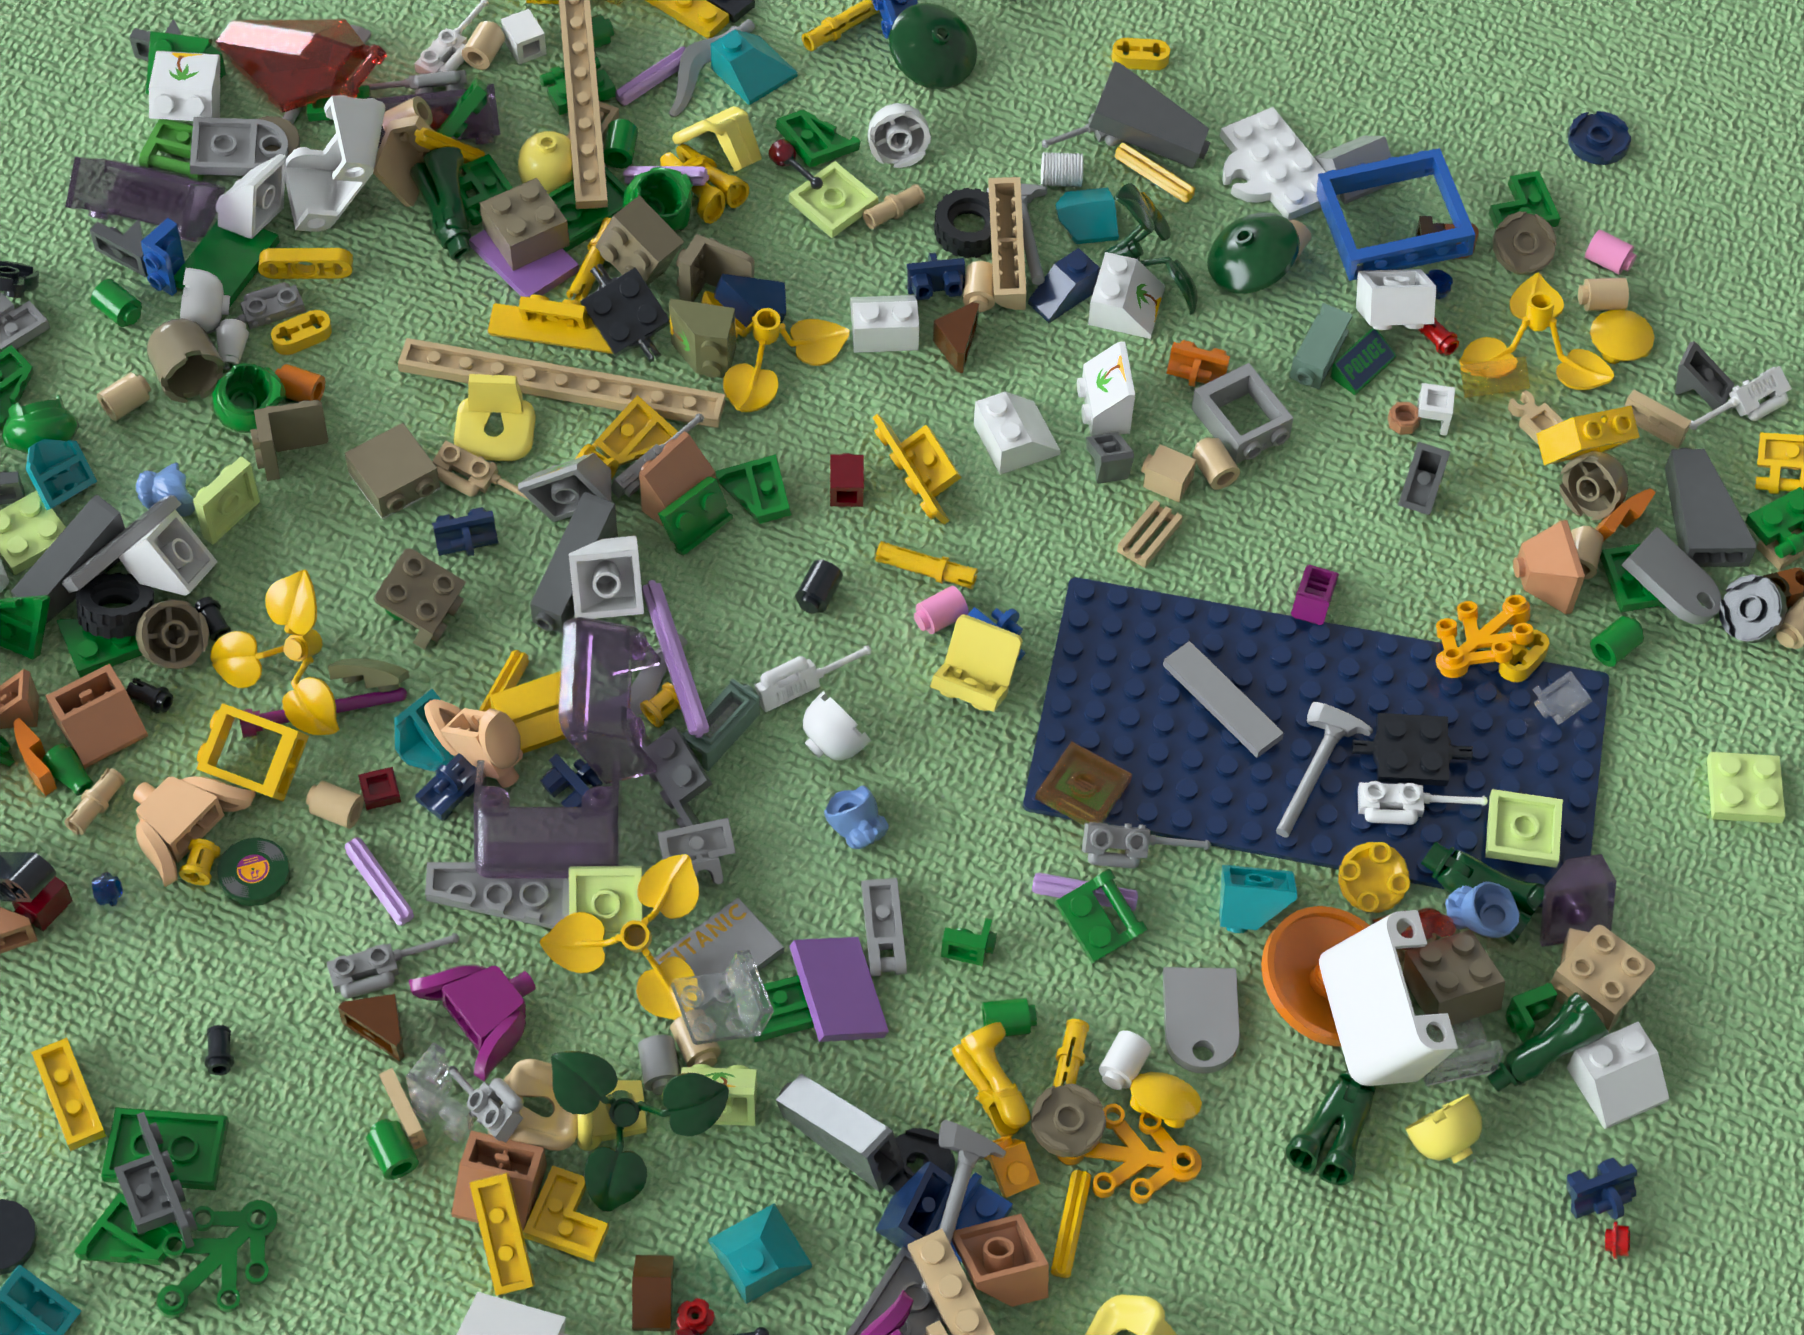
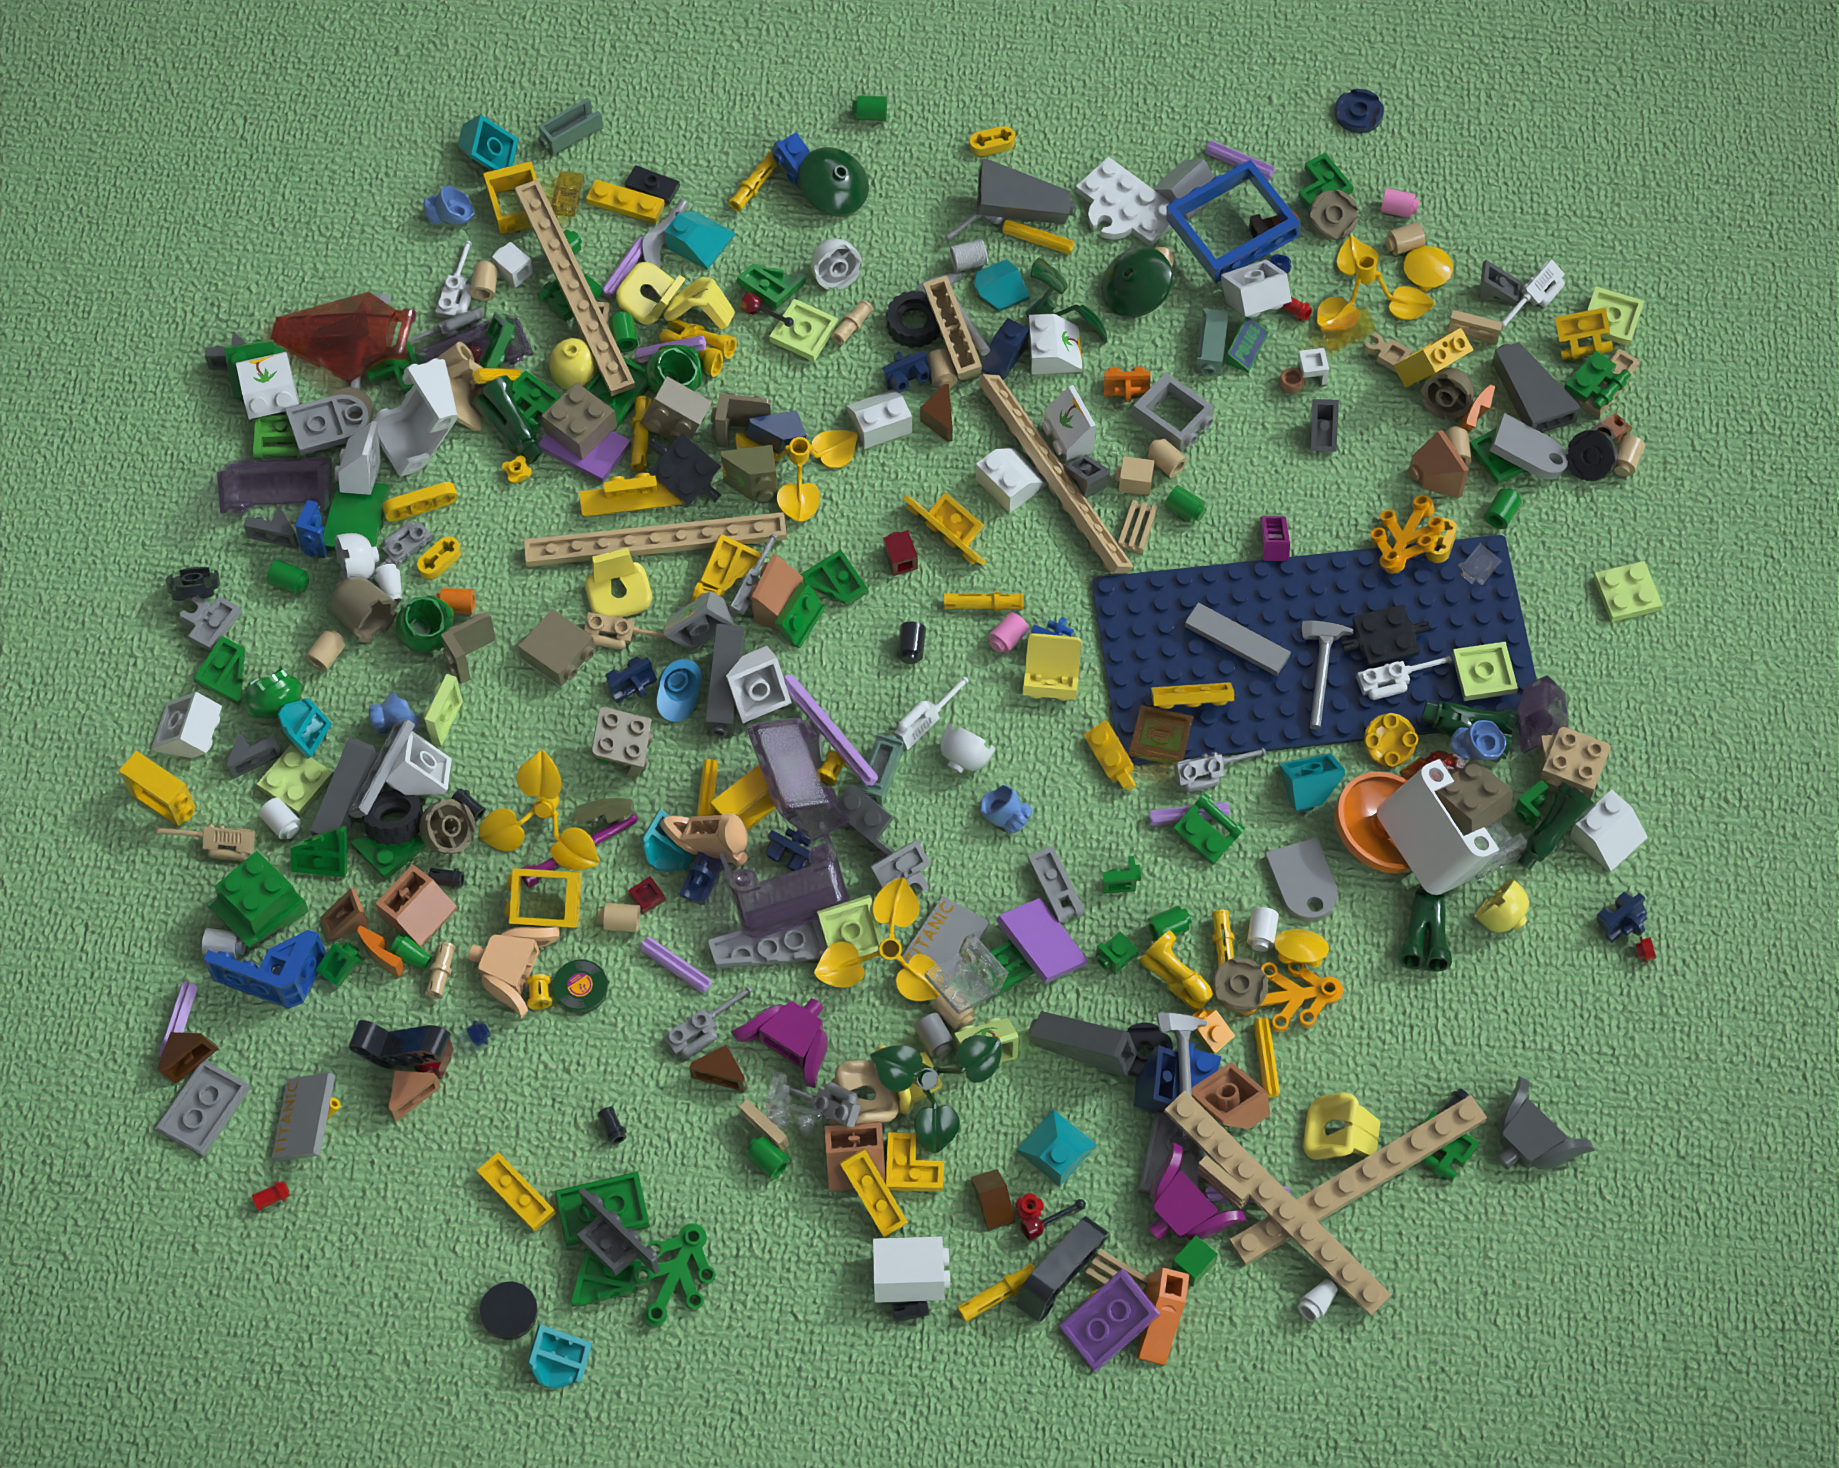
camera: 15 degrees left, 5 degrees up
(433, 267) = (520, 475): none -> yellow plate
(514, 559) = (678, 689): none -> dark azure piece
(651, 123) = (641, 308): none -> light yellow piece
(928, 1034) = (1116, 953): none -> green bracket
(1013, 791) = (1111, 754): none -> yellow hinge
(1071, 445) = (1055, 474): none -> tan plate
(1140, 748) = (1192, 695): none -> yellow plate
(1217, 523) = (1185, 504): none -> green brick
(1419, 142) = (1235, 157): none -> lavender axle

